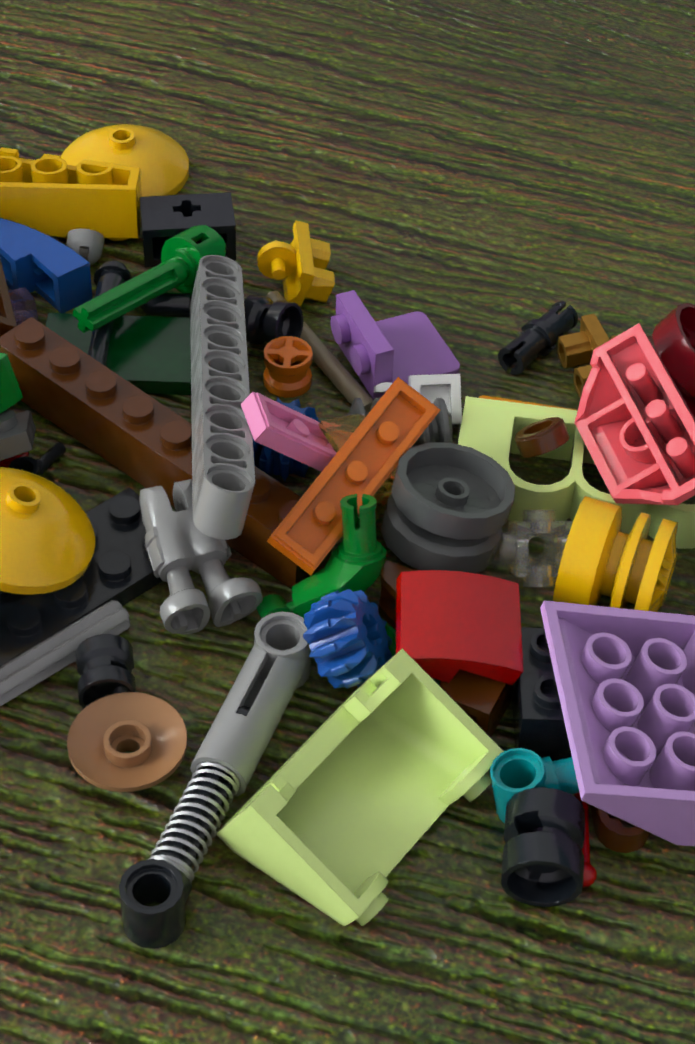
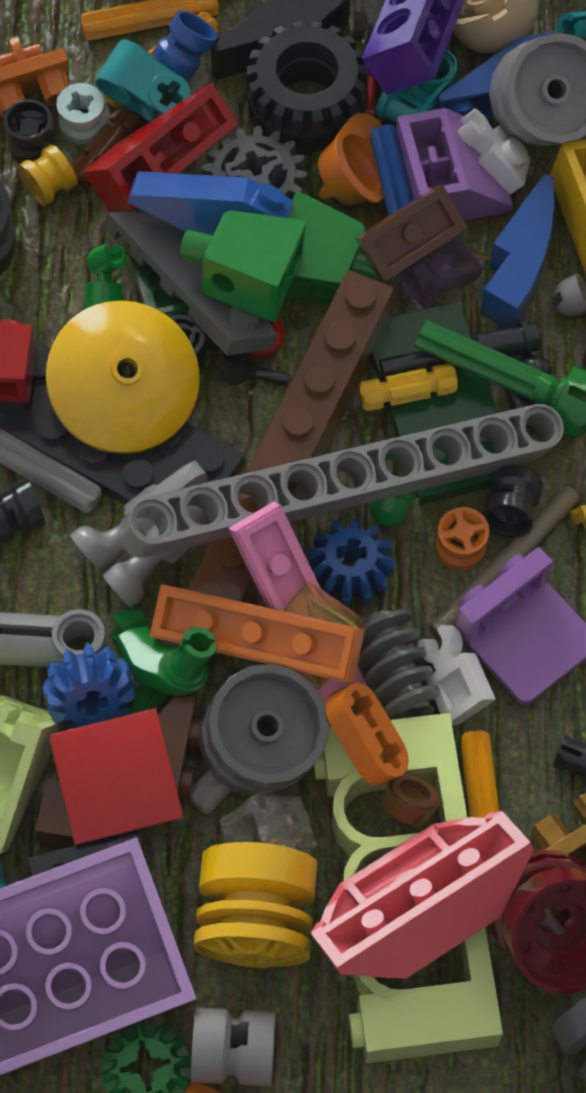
camera: 75 degrees right, 20 degrees up
(124, 348) = (407, 387): none -> yellow axle
(481, 430) = (367, 734): none -> orange beam

